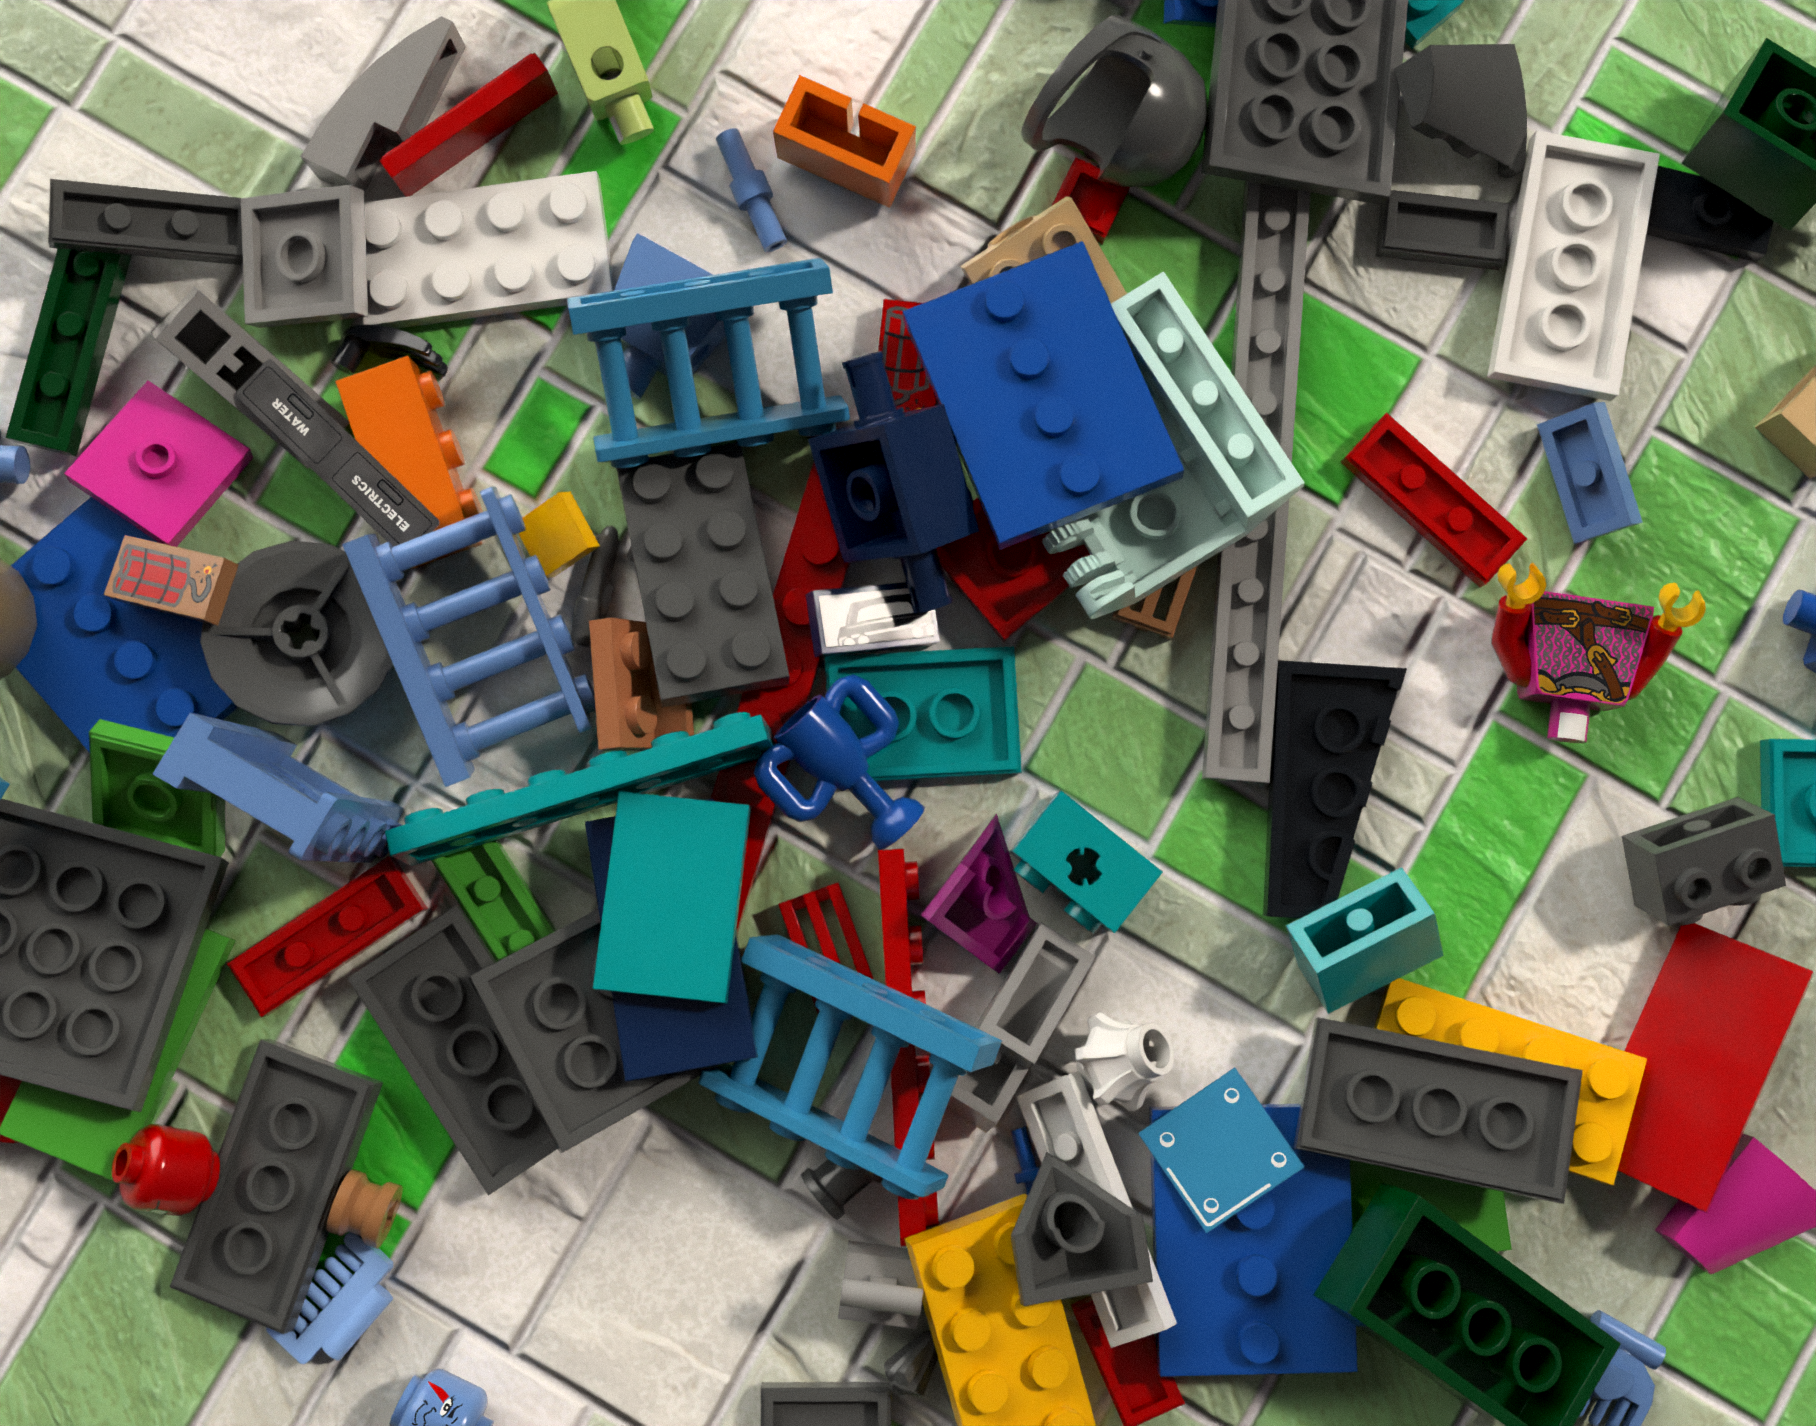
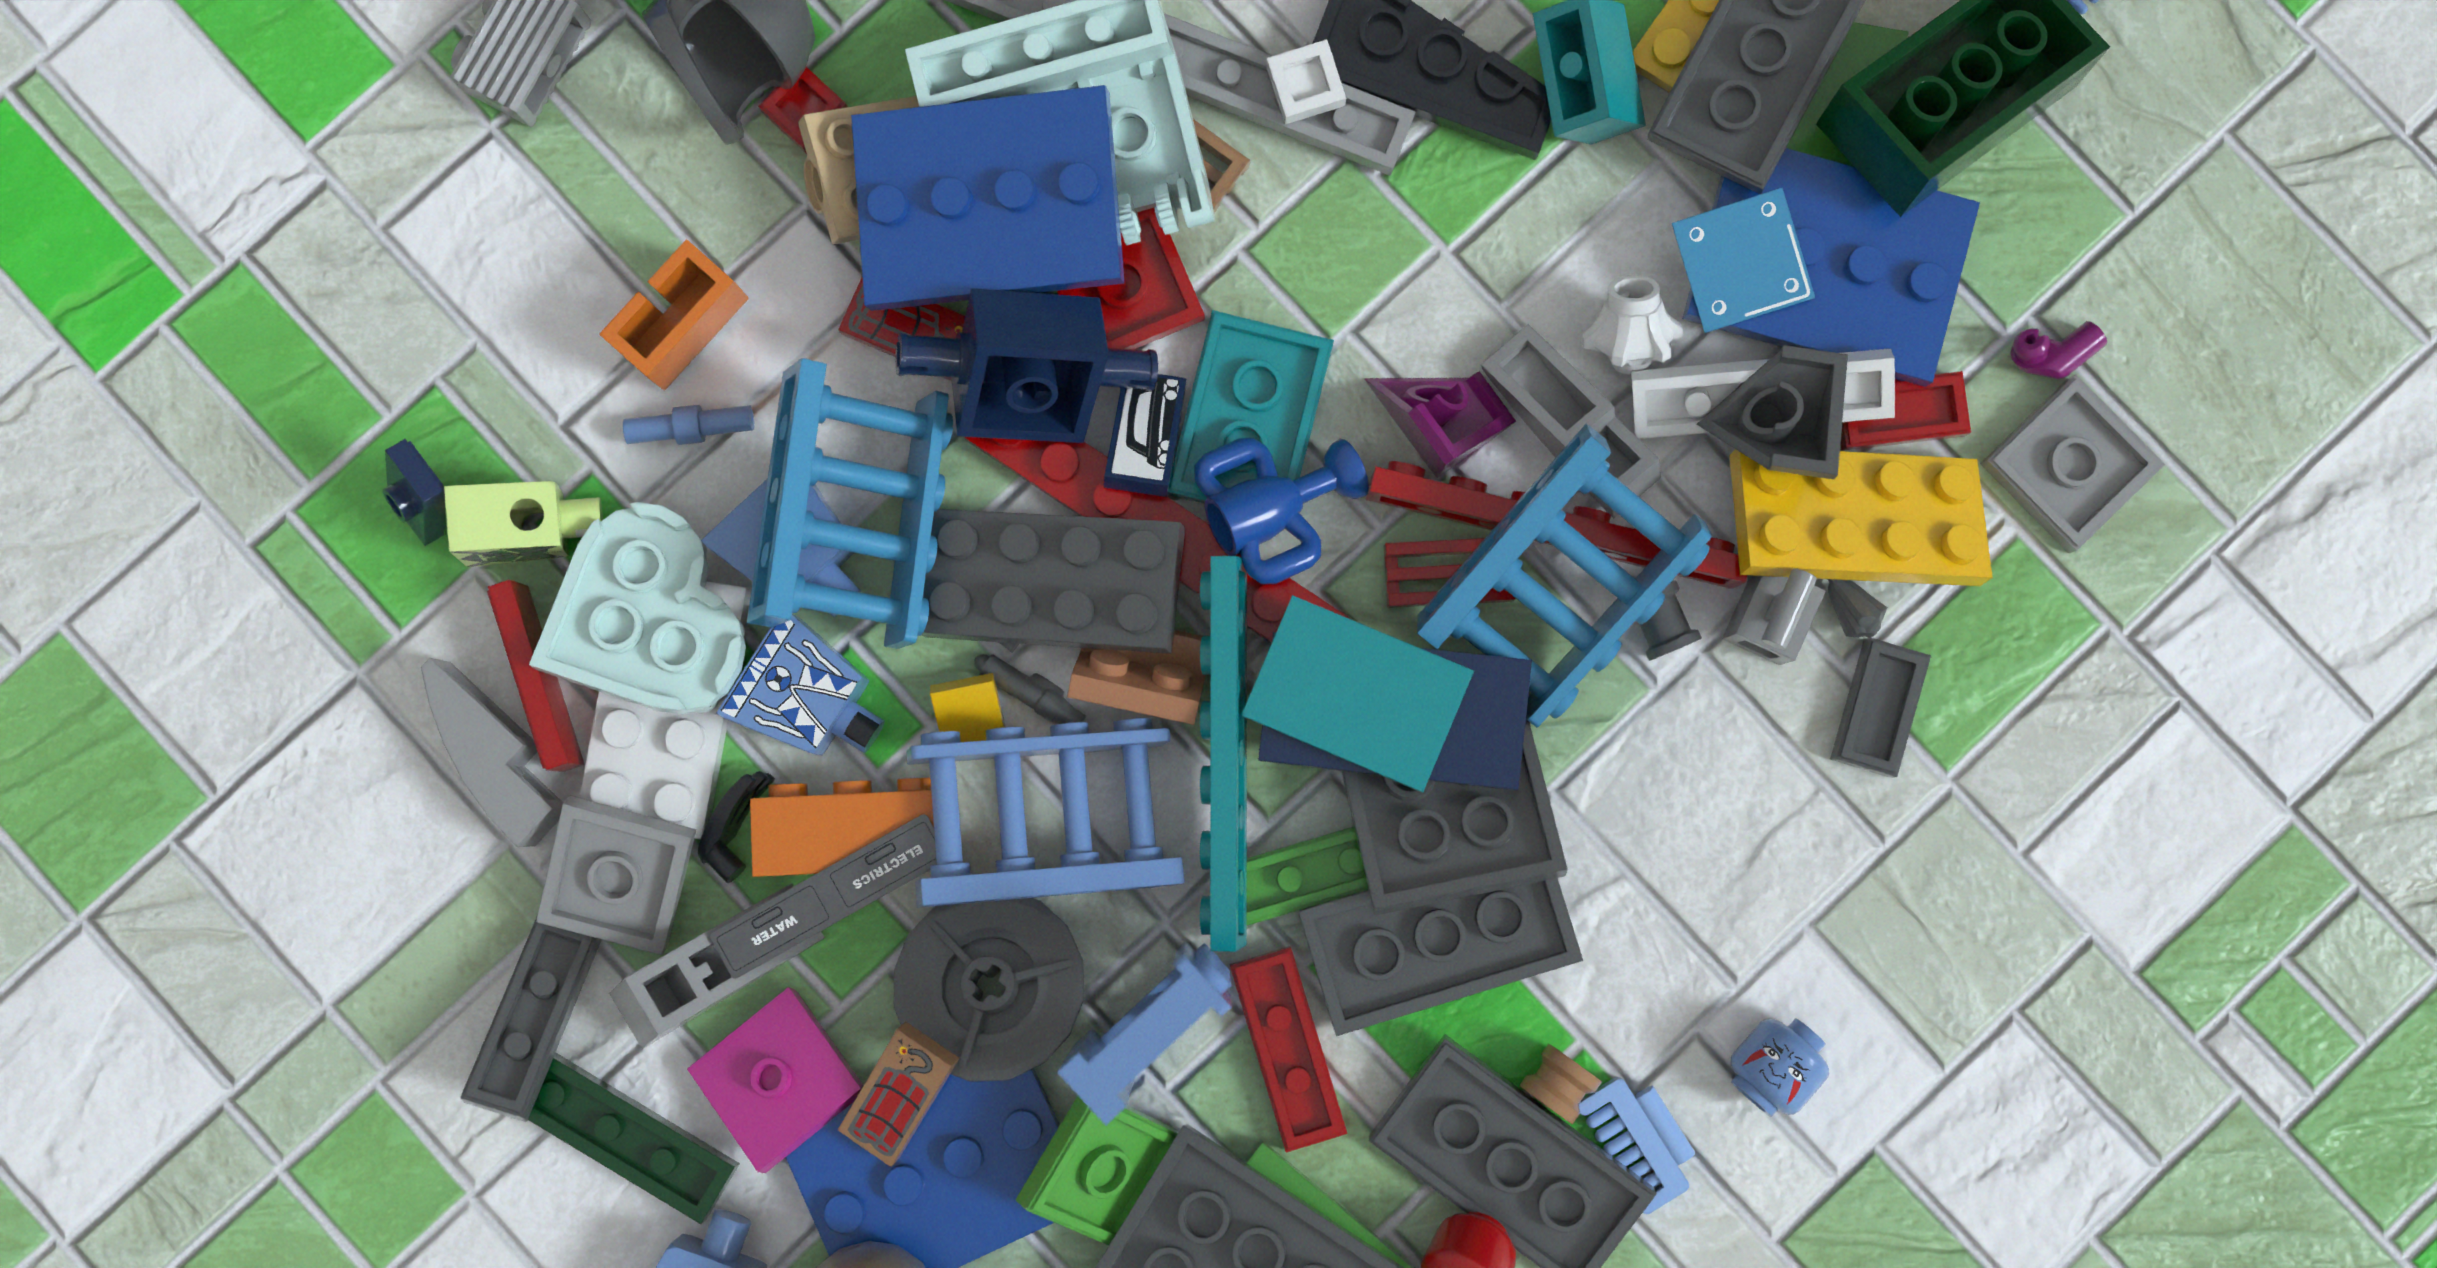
camera: 75 degrees left, 0 degrees up
(526, 374) = (802, 692): none -> torso
(547, 199) = (640, 616): none -> light aqua plate
(1025, 1157) = (1710, 448): blue hand -> none
(1120, 870) = (1455, 276): teal brick -> none
(1262, 666) = (1306, 81): none -> white tile

